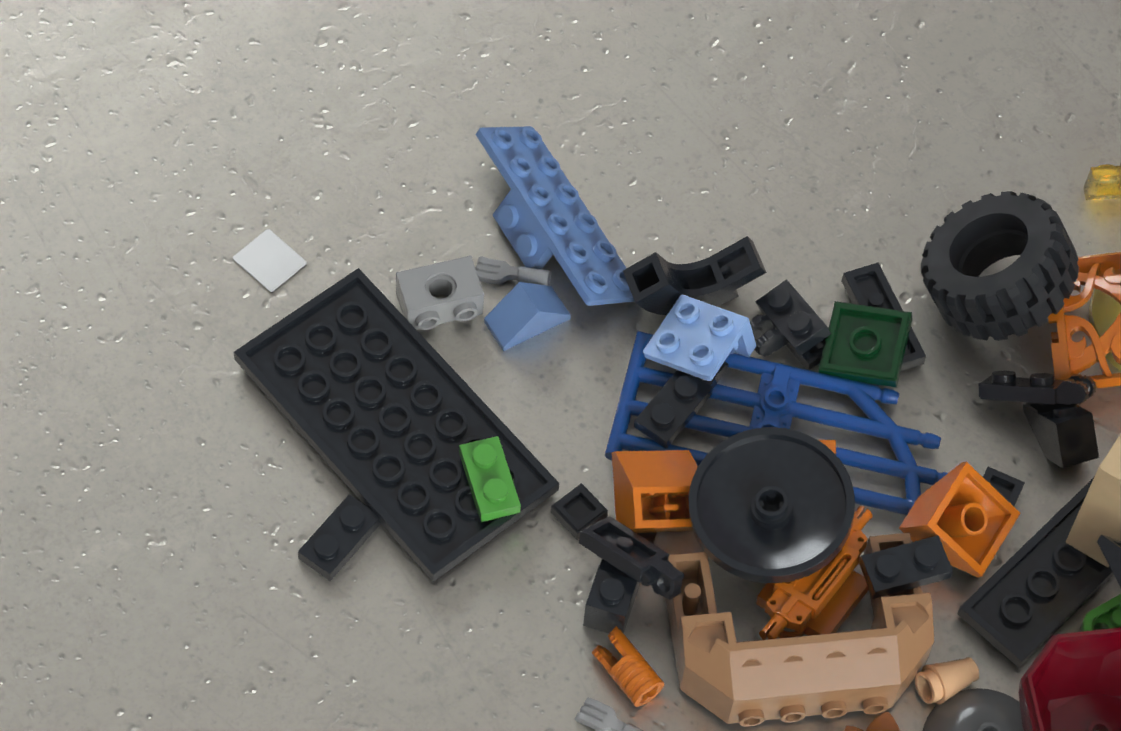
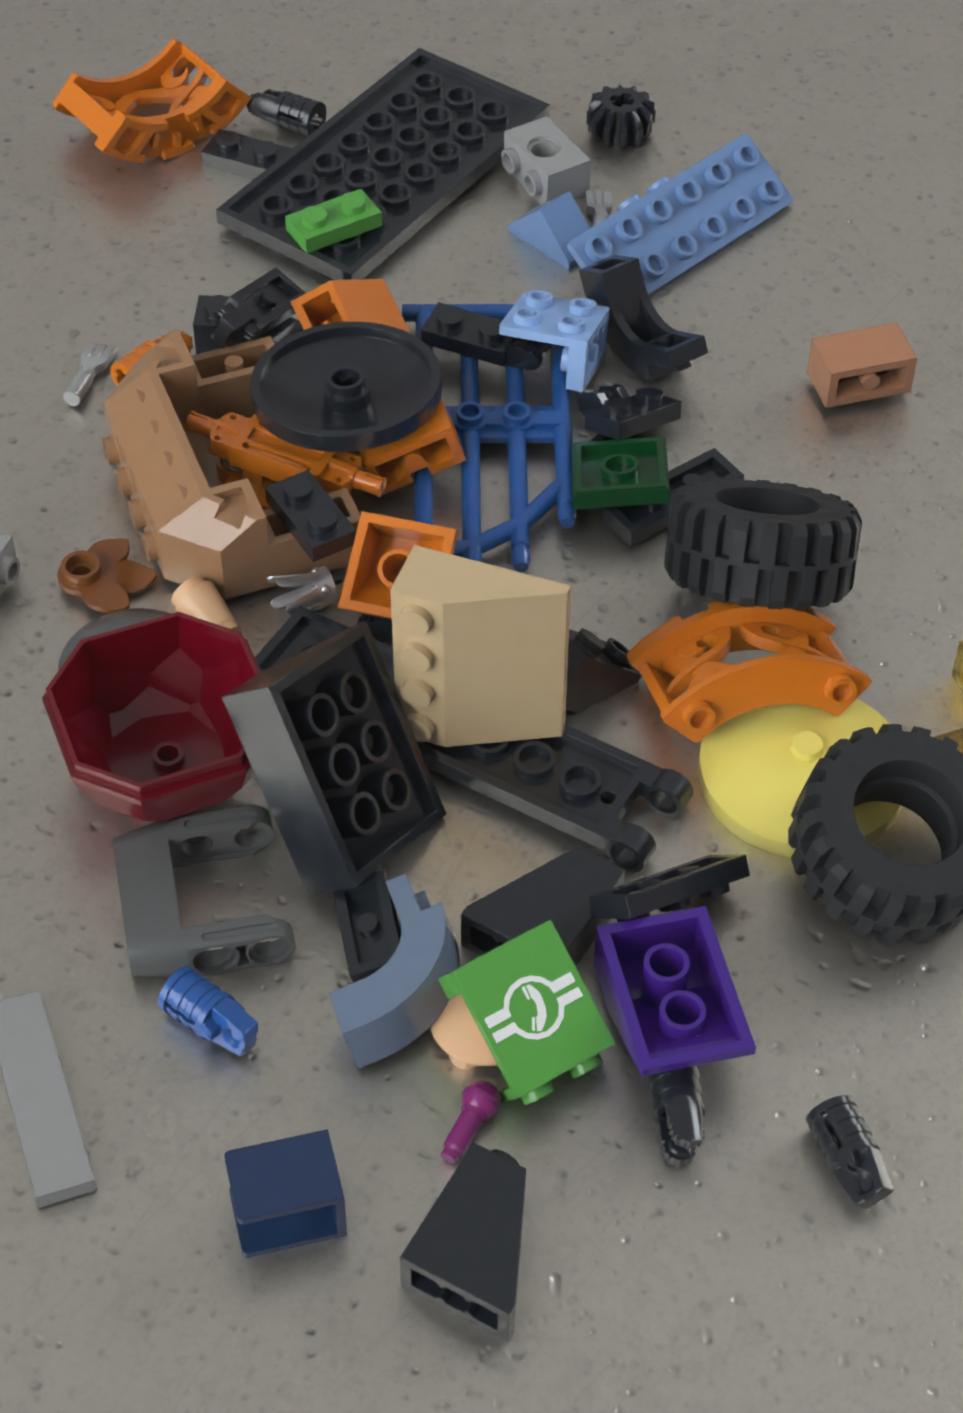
camera: 80 degrees right, 10 degrees down
(269, 260) = (544, 66): white sticker -> none
(272, 550) = (194, 111): none -> orange fence
(288, 486) = (288, 110): none -> black hinge
(390, 218) = (620, 116): none -> black gear
(774, 144) = (861, 365): none -> nougat brick
(940, 595) = (314, 590): none -> flat silver piece
(1037, 388) = (616, 621): black hinge -> none

